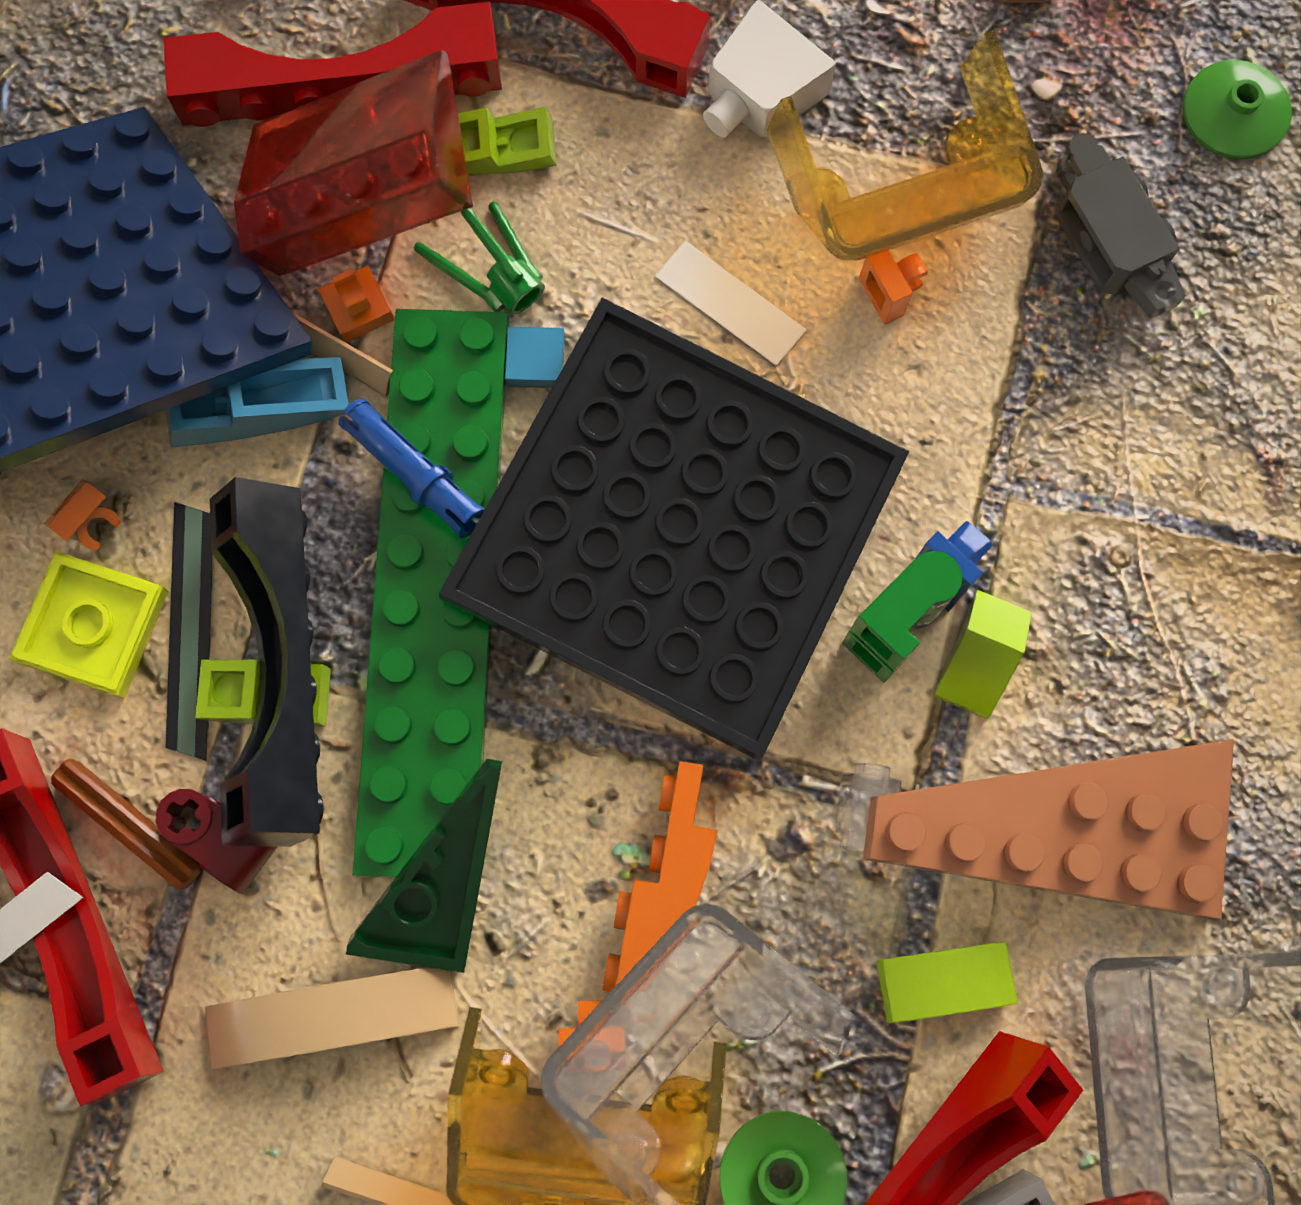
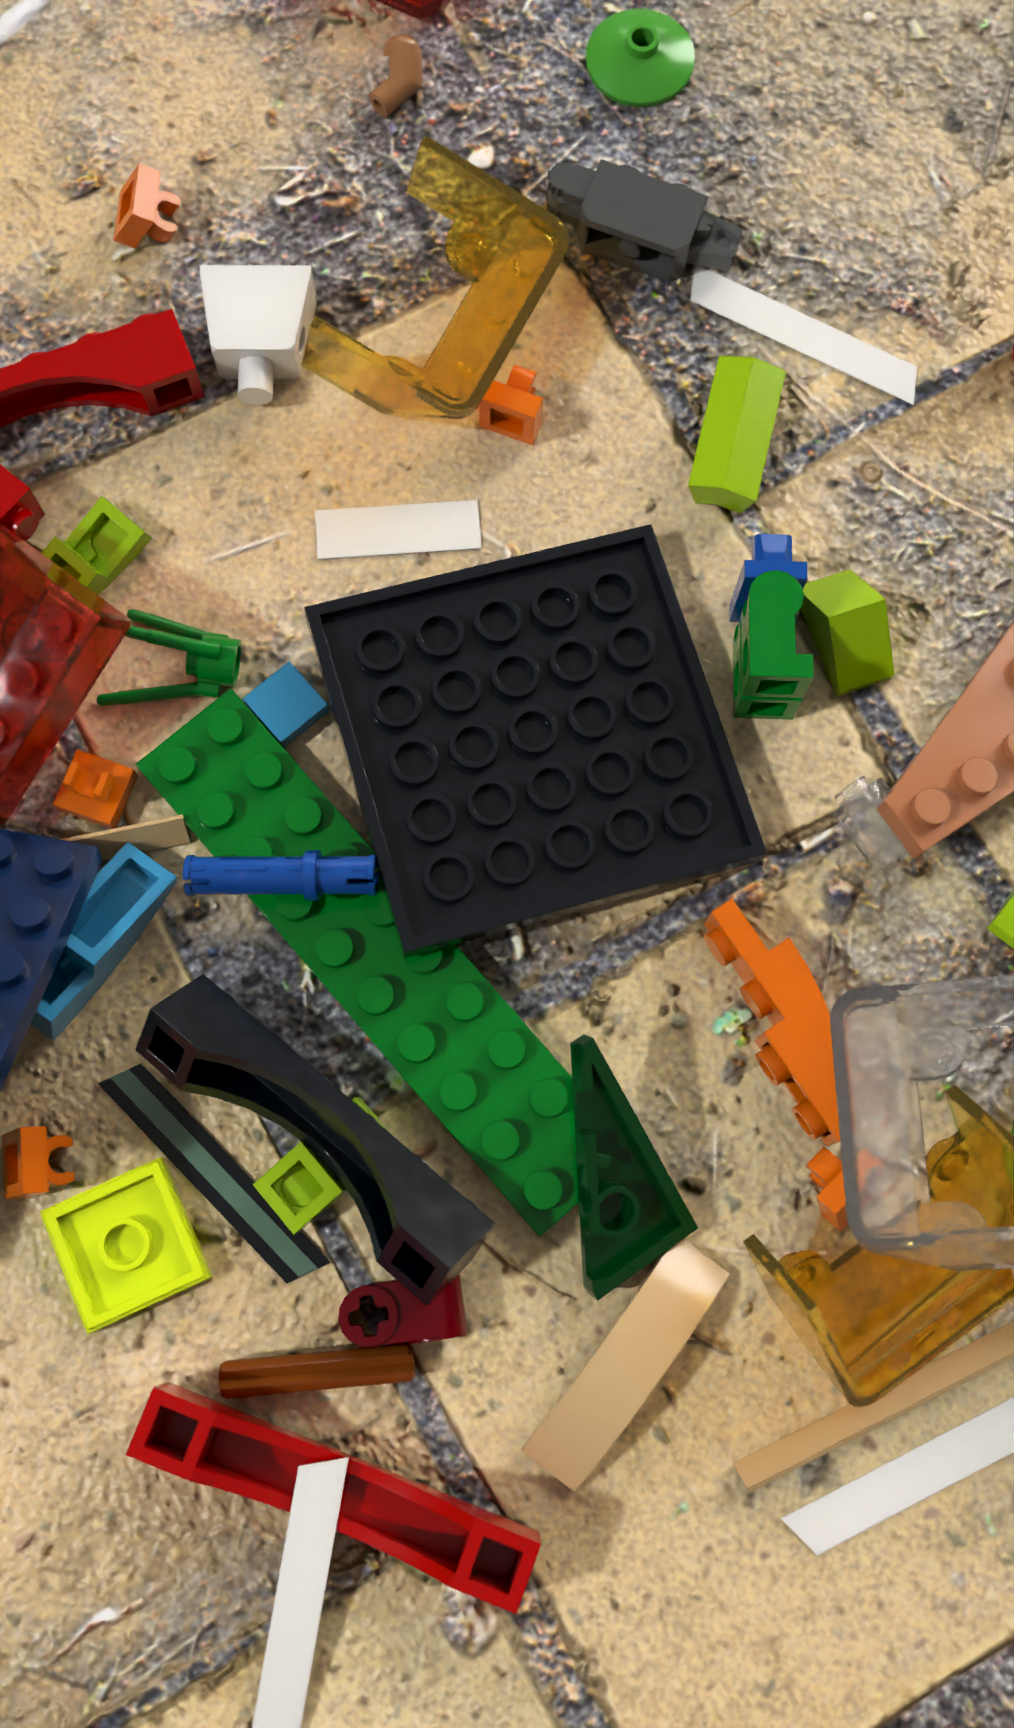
camera: 45 degrees left, 0 degrees up
(1038, 438) = (736, 432): none -> lime piece
(1167, 414) = (804, 334): none -> white sticker

